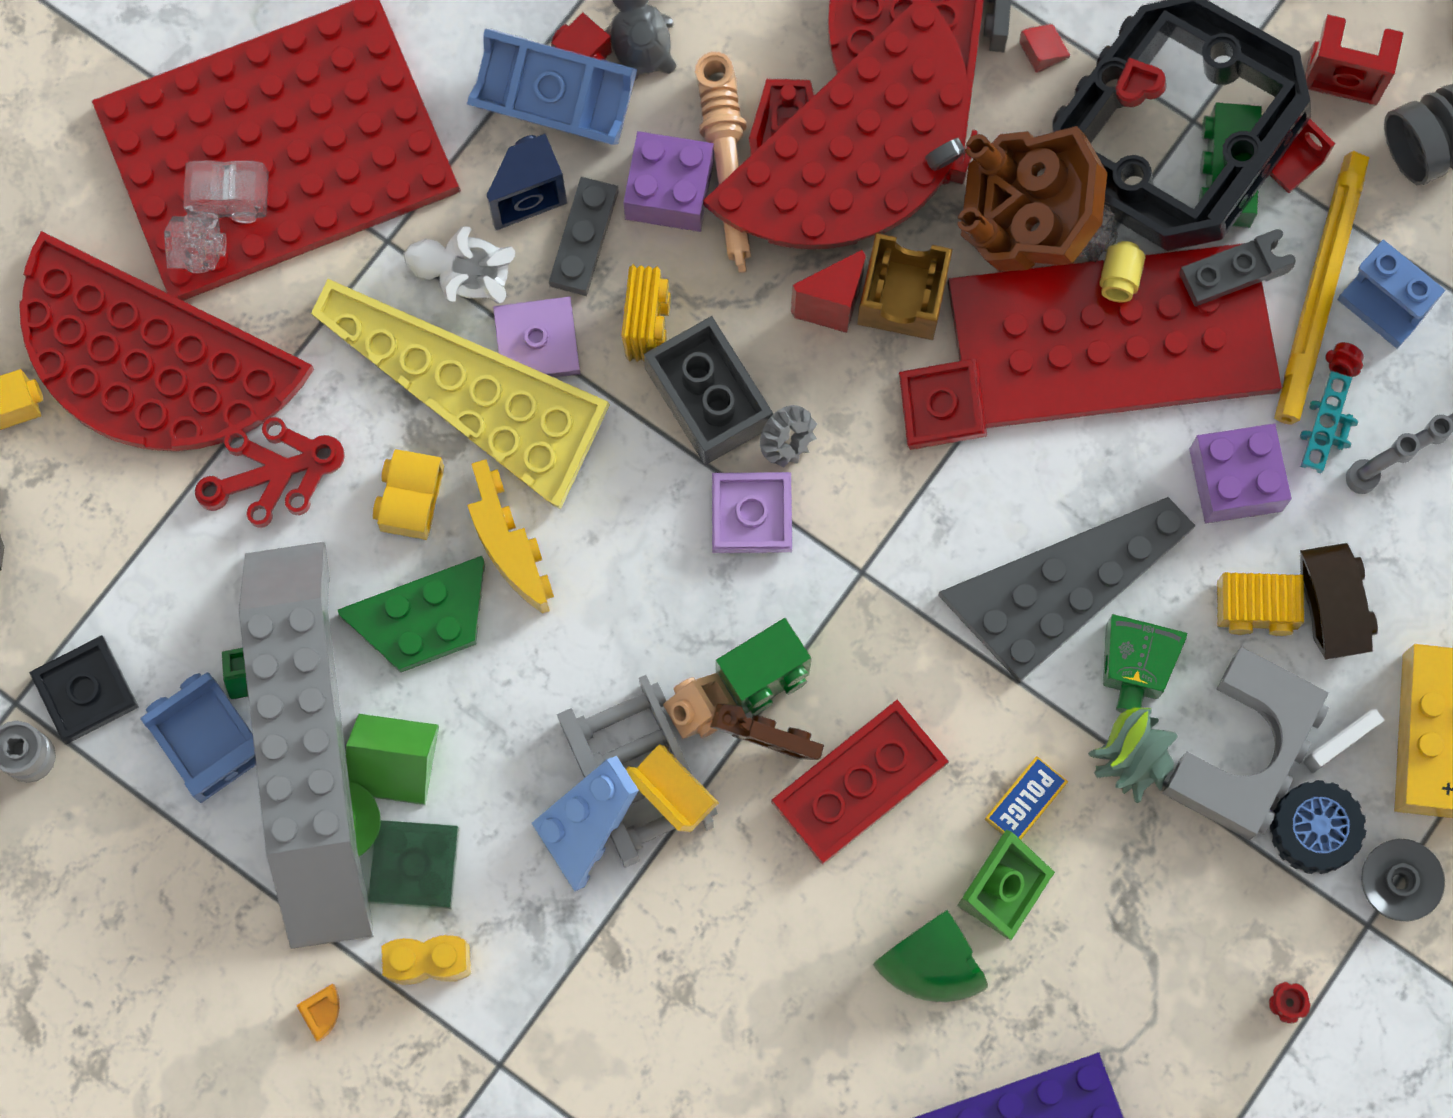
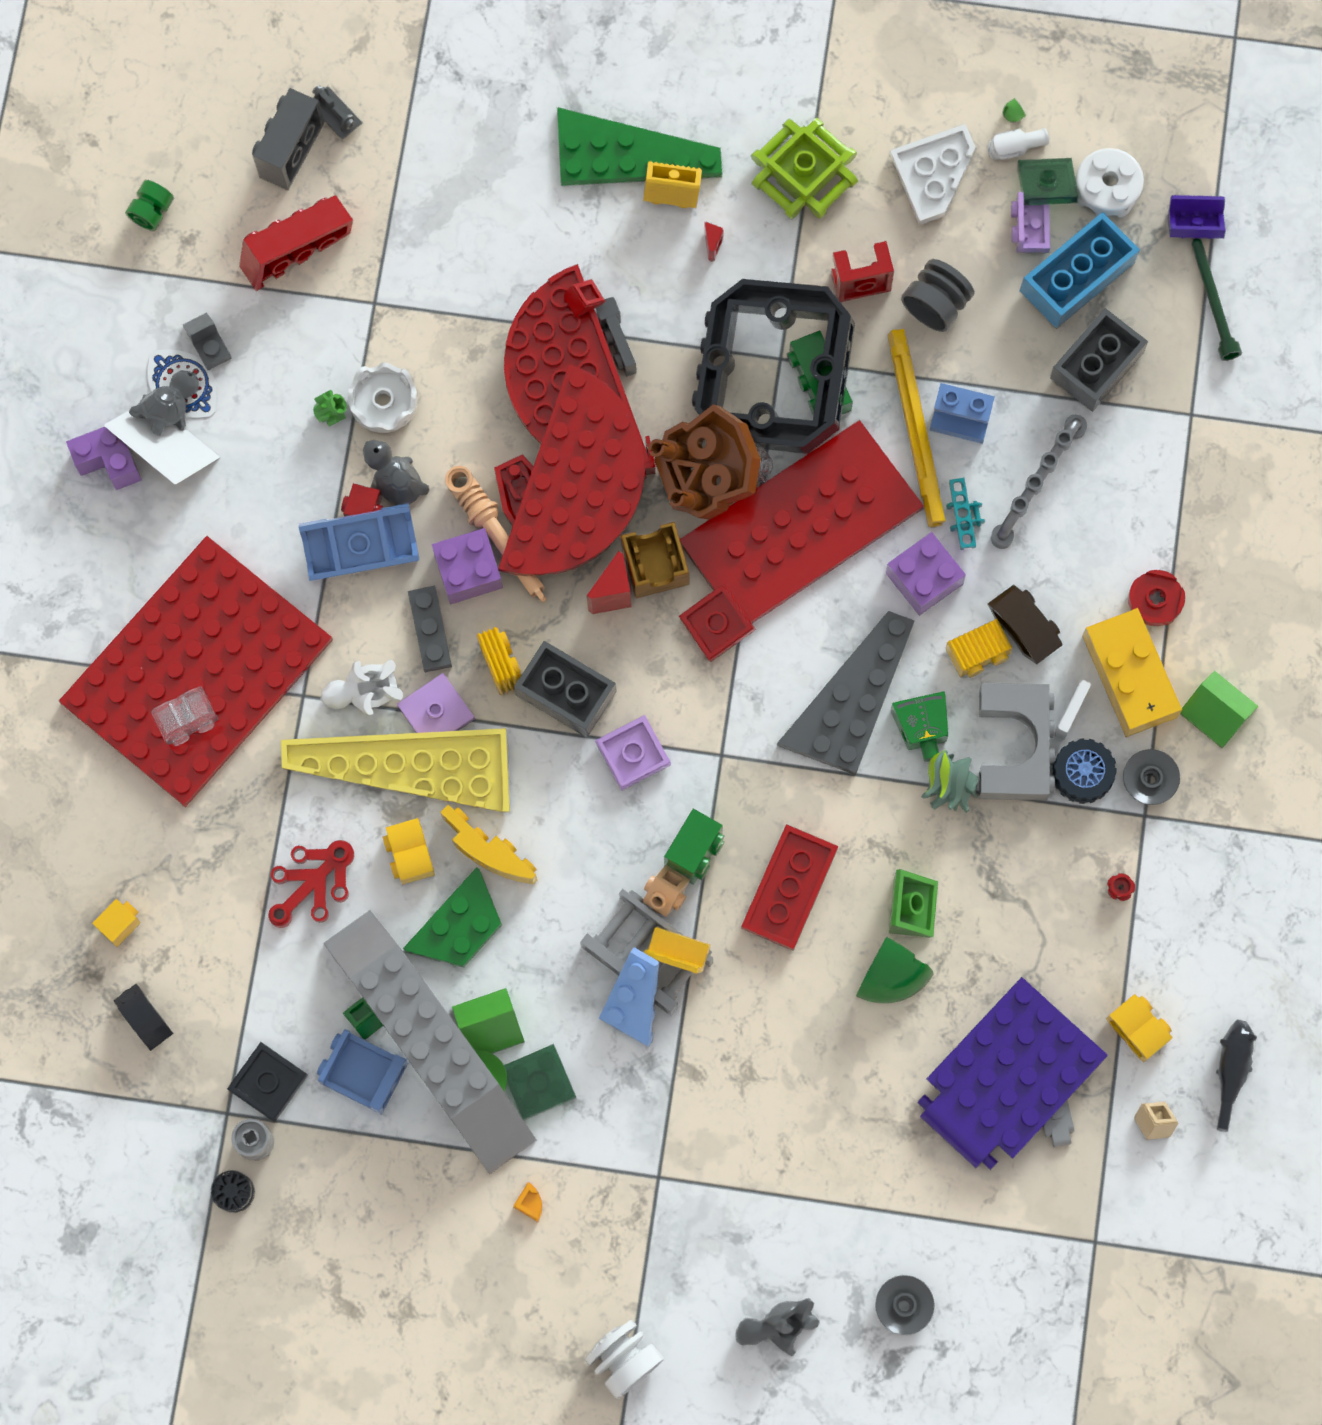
camera: 25 degrees left, 0 degrees up
(142, 359) = (187, 853): red plate -> none
(194, 243) = (184, 760): clear brick -> none
(412, 962) = (572, 1139): yellow brick -> none
(526, 182) = (378, 612): dark blue slope -> none
(762, 732) = (716, 887): reddish brown hinge -> none
(777, 432) = (623, 692): light grey gear -> none
(945, 154) = (638, 463): dark grey tile -> none
(1026, 799) = (897, 845): tile -> none
(1043, 46) = (660, 357): slope -> none
(1122, 271) = (787, 481): light yellow brick -> none
(1139, 82) = (736, 354): red tile -> none
(1236, 268) = (856, 444): dark grey plate -> none
(1302, 157) = (862, 350): red bracket -> none
(1345, 359) = (954, 467): red plate -> none

